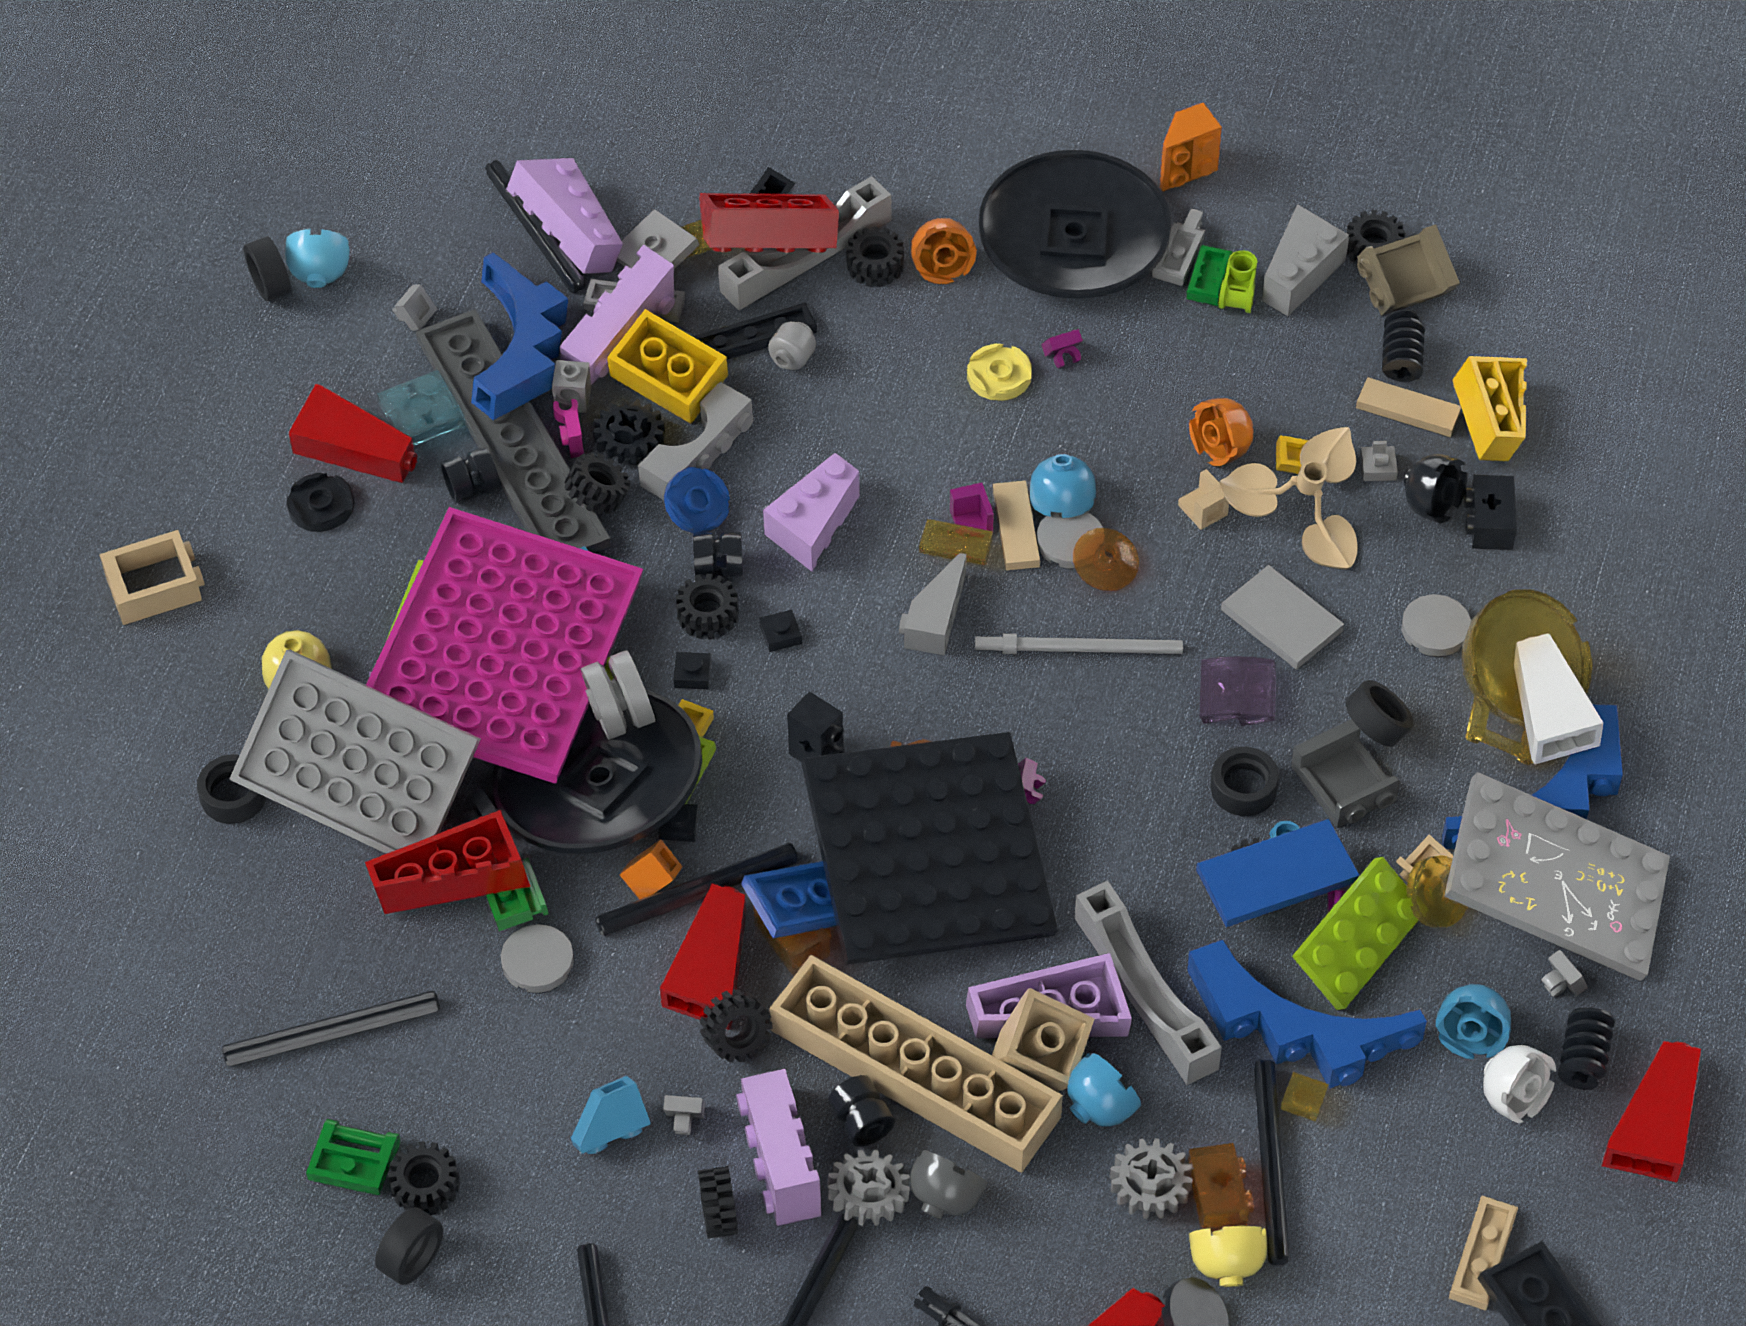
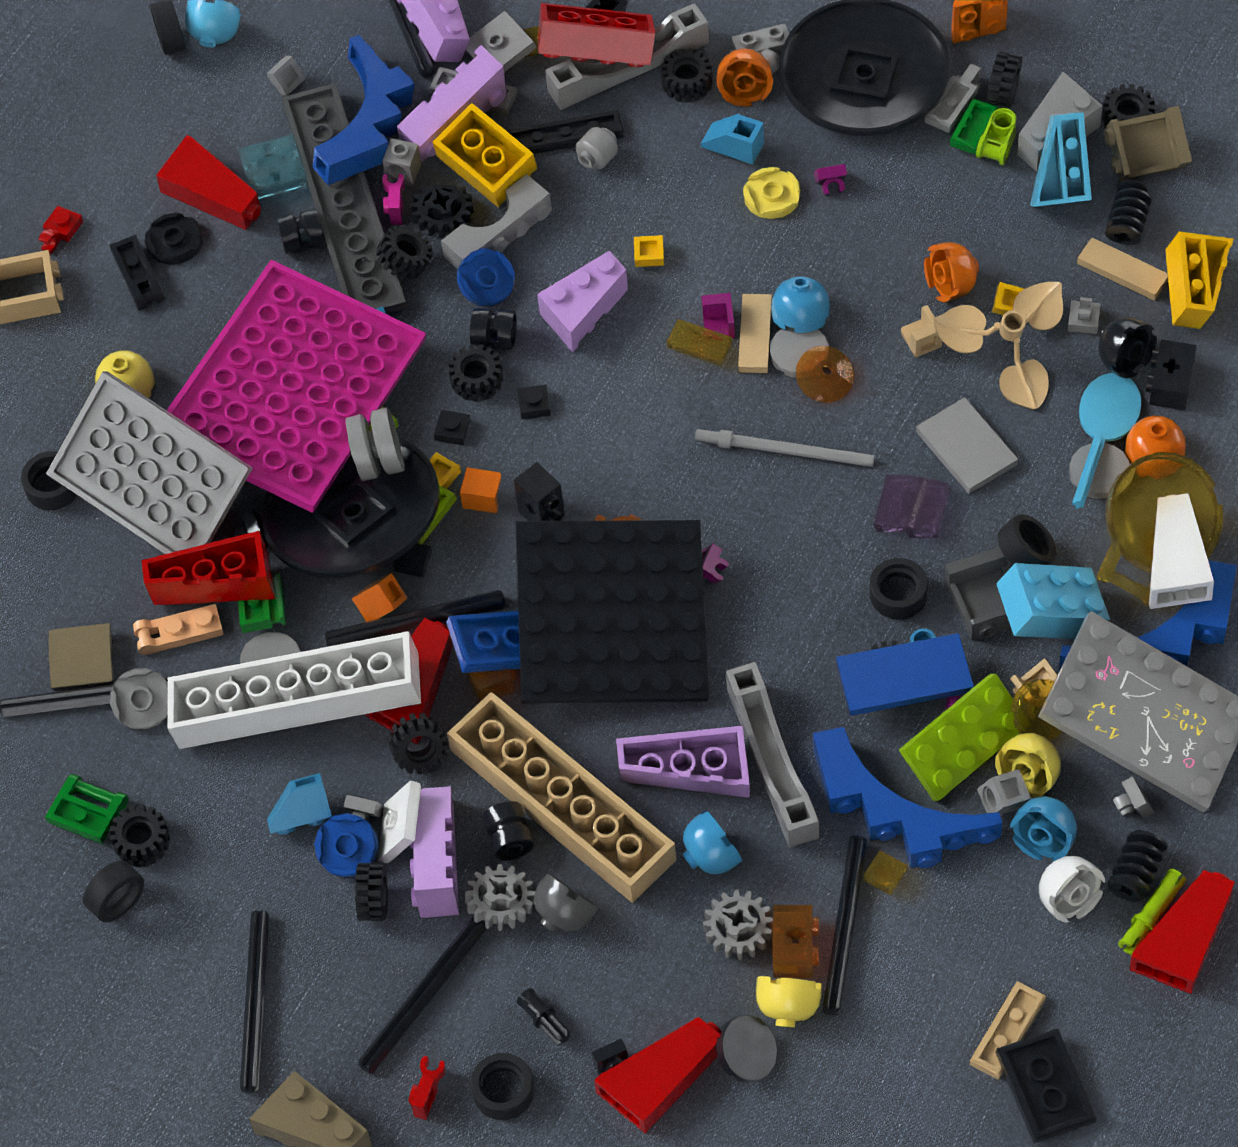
camera: 15 degrees right, 5 degrees up
(183, 503) = (59, 225): none -> red plate
(285, 543) = (136, 271): none -> black plate
(309, 983) = (81, 656): none -> dark tan slope
(393, 1021) = (140, 699): none -> light grey tile
(419, 938) = (178, 629): none -> light nougat plate
(577, 985) = (293, 690): none -> white brick
(673, 1153) = (345, 843): none -> blue tile
(733, 1117) = (399, 822): none -> white plate
(743, 734) = (480, 490): none -> orange panel
(876, 450) = (648, 251): none -> yellow plate
(934, 610) = (667, 400): light grey slope -> none
(947, 316) = (736, 138): none -> dark azure slope
(961, 208) = (764, 41): none -> light grey plate
(1044, 1039) = (670, 793): tan slope -> none
(1233, 219) = (1004, 79): none -> black tyre
(1322, 299) = (1063, 163): none -> medium azure wedge
(1420, 988) = (1004, 793): none -> light grey brick
(1422, 769) = (1049, 599): none -> medium azure brick
(1432, 562) = (1106, 414): none -> medium azure piece
(1439, 953) = (1034, 758): none -> light yellow cylinder
(1486, 580) = (1152, 436): none -> orange cylinder
(1609, 1108) = (1152, 911): none -> lime pin

